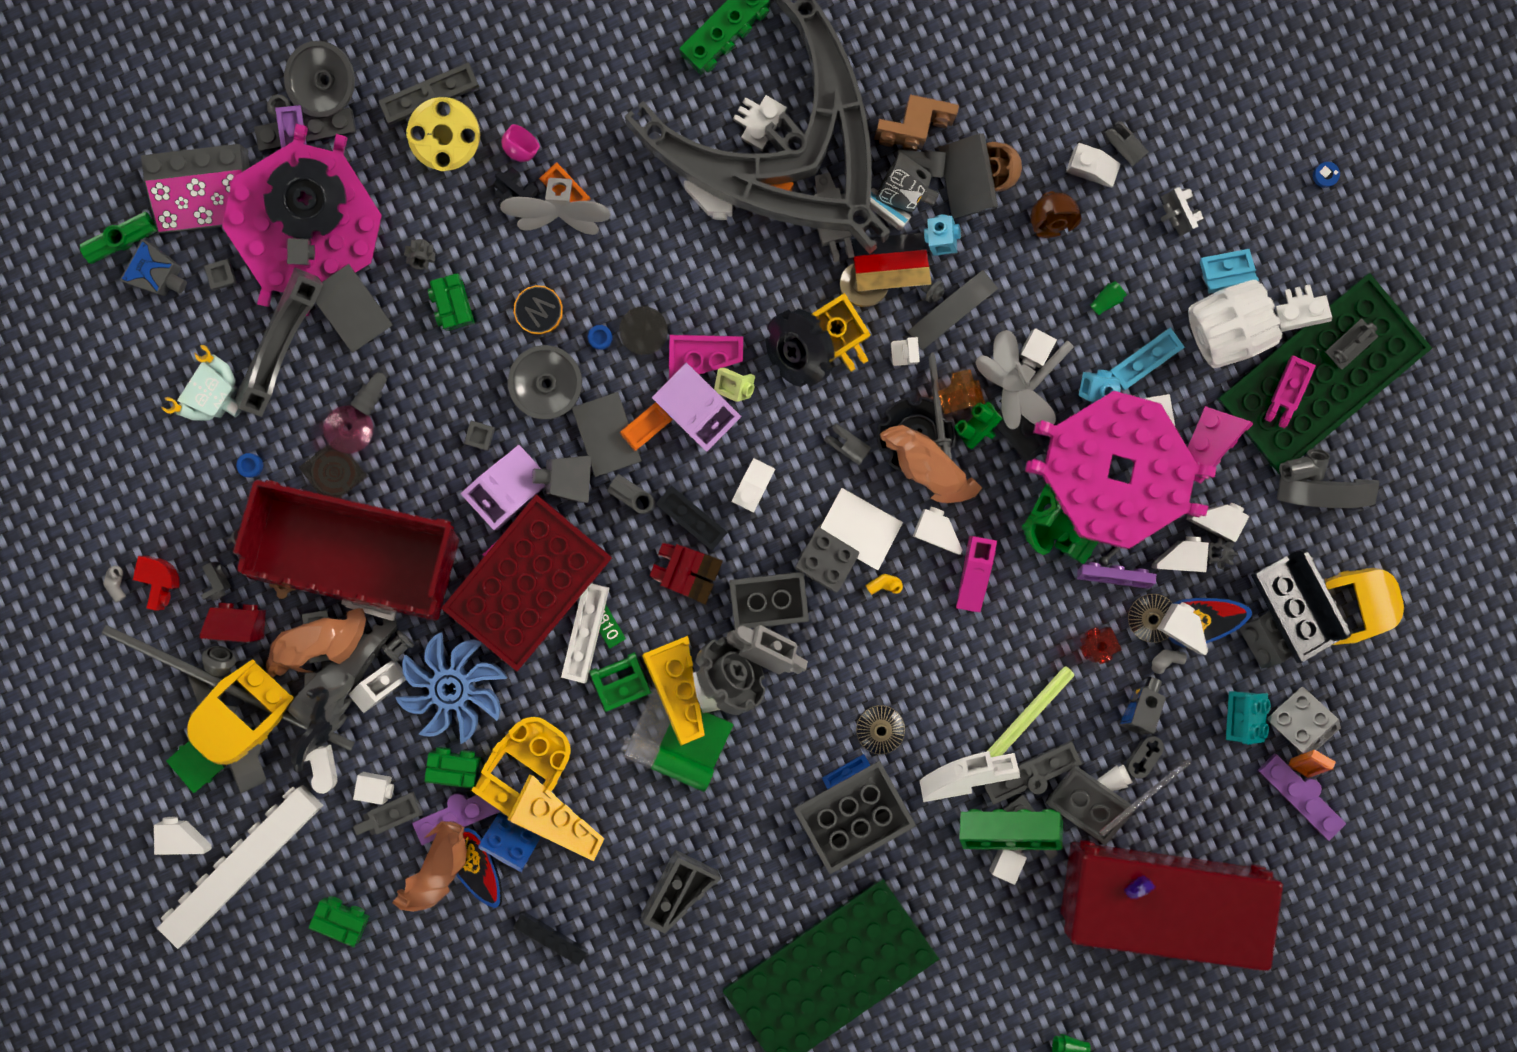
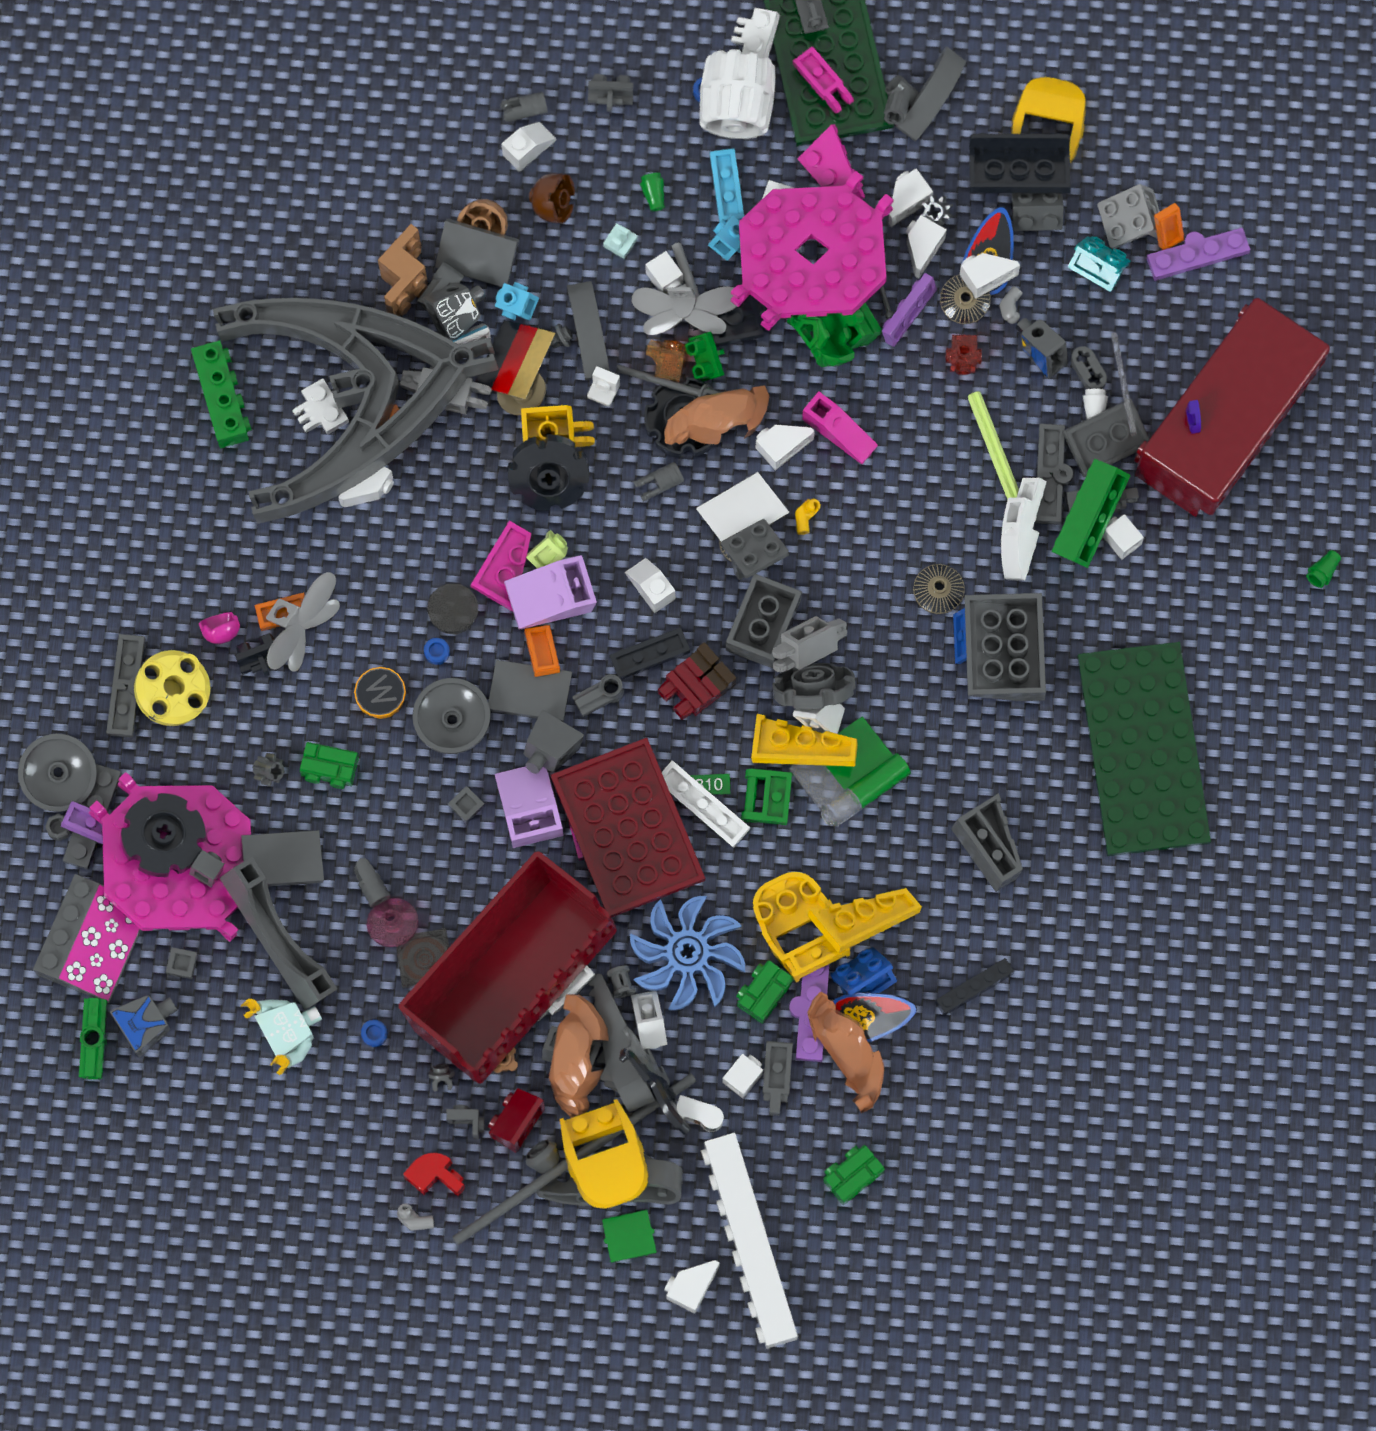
camera: 65 degrees left, 15 degrees down
(1048, 293) = (620, 241): none -> light aqua tile
(1228, 269) = (685, 78): medium azure plate -> none

